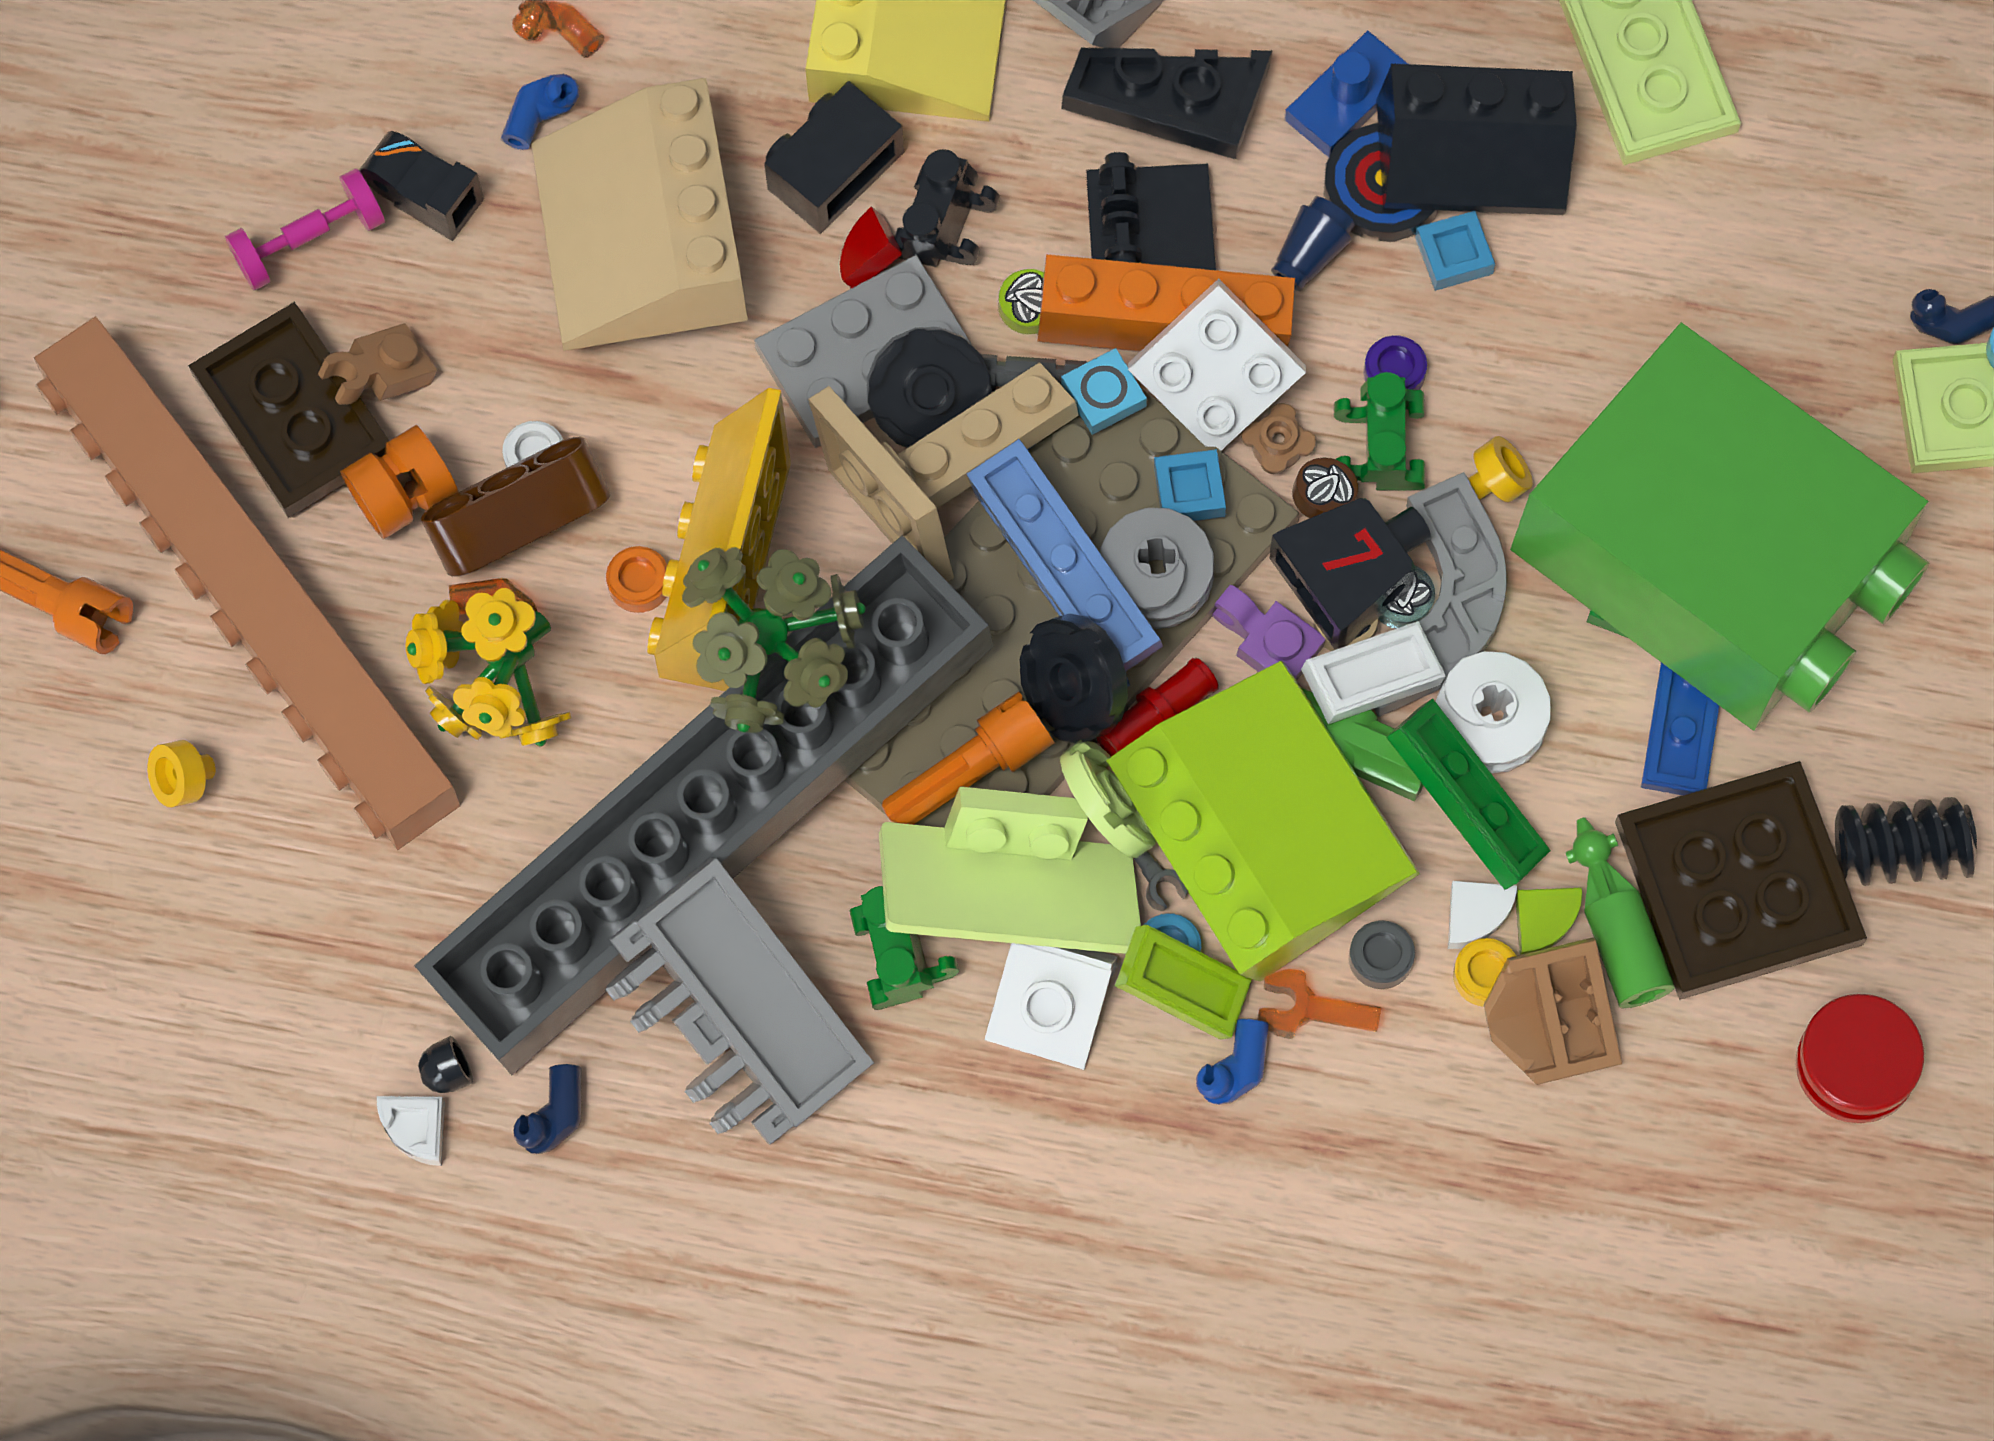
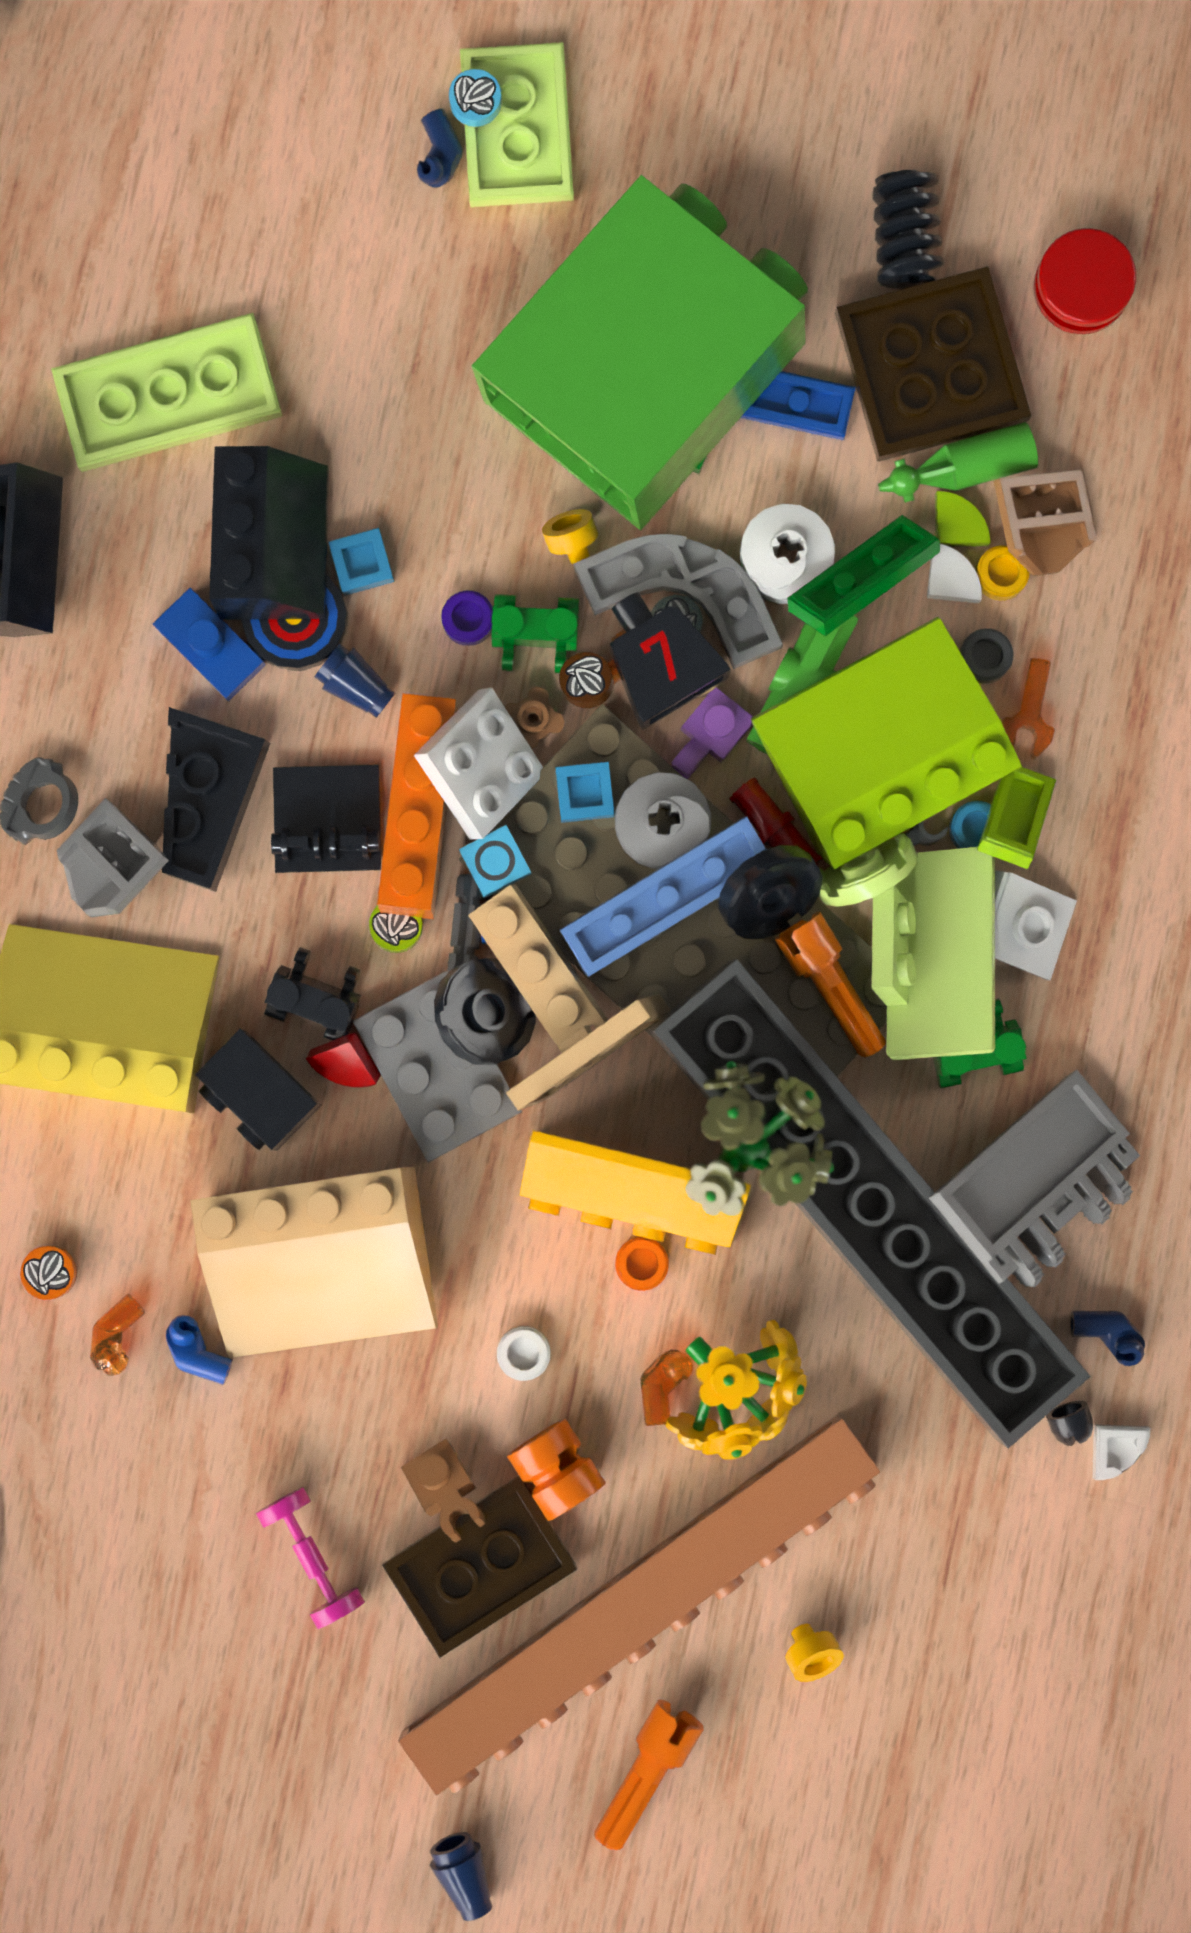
camera: 90 degrees left, 15 degrees up
(423, 184) = (268, 1454): black leg -> none
(515, 506) = (582, 1367): reddish brown beam -> none
(1239, 1071) = (1082, 774): blue arm -> none
(1373, 672) = (759, 646): white tile -> none

